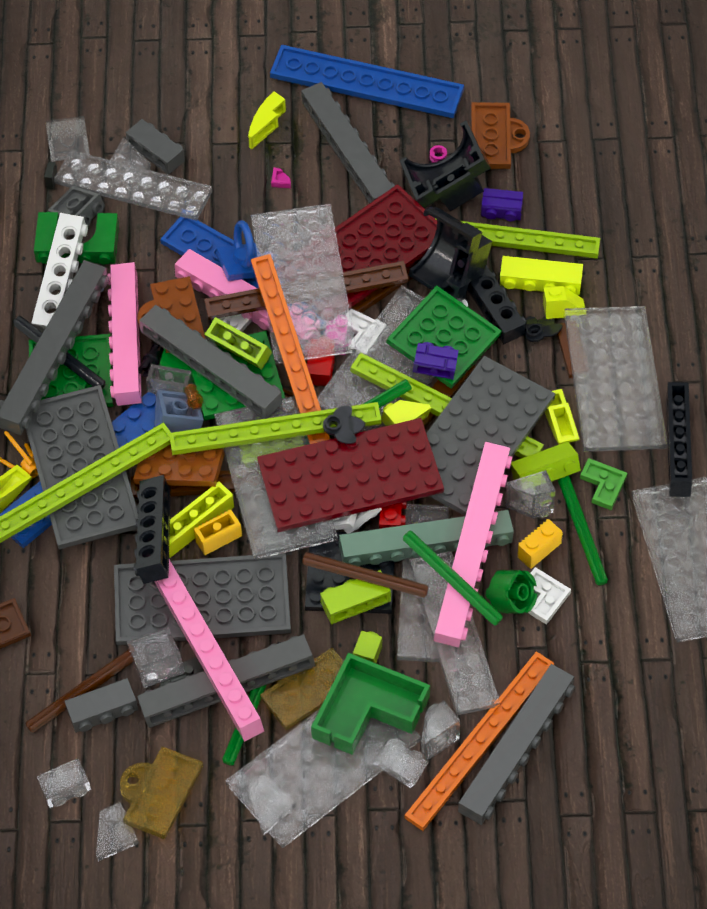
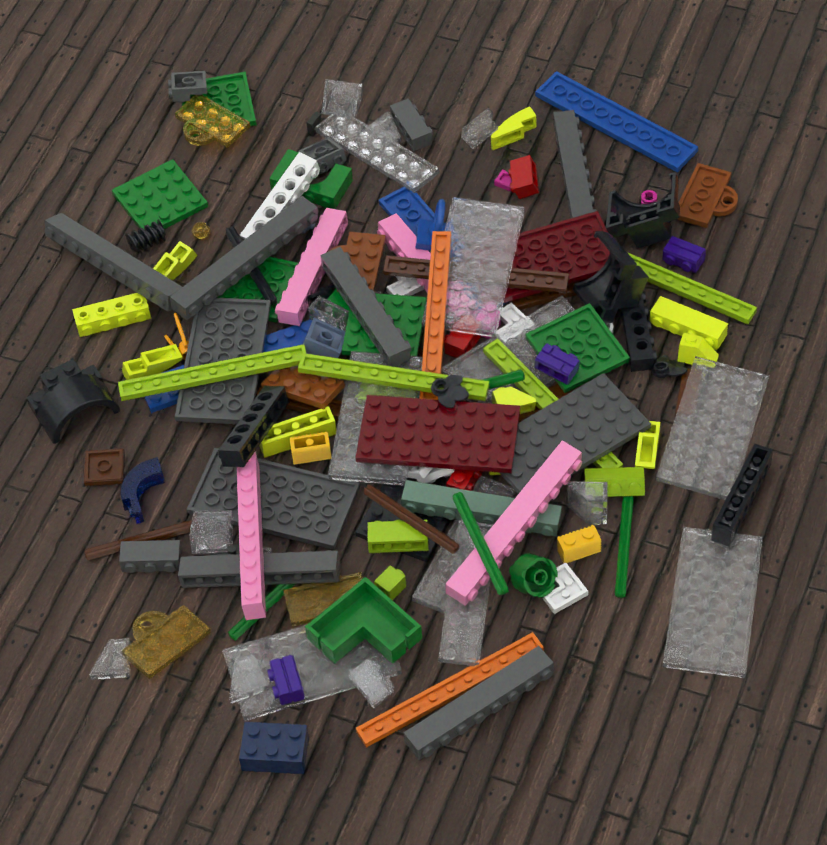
camera: 25 degrees right, 5 degrees down
(48, 626) = (136, 482): none -> clear blue arch
(64, 783) = (91, 607): clear brick -> none
(194, 399) = (339, 333): clear orange pin -> none
(231, 130) = (479, 129): none -> clear bracket
(238, 343) = (394, 298): lime brick -> none
(302, 169) = (524, 177): none -> red brick
(312, 789) = (286, 680): none -> dark purple brick
(331, 865) = (274, 747): none -> dark blue brick
(439, 730) = (413, 668): clear slope -> none
(607, 479) = (665, 512): bright green plate -> none

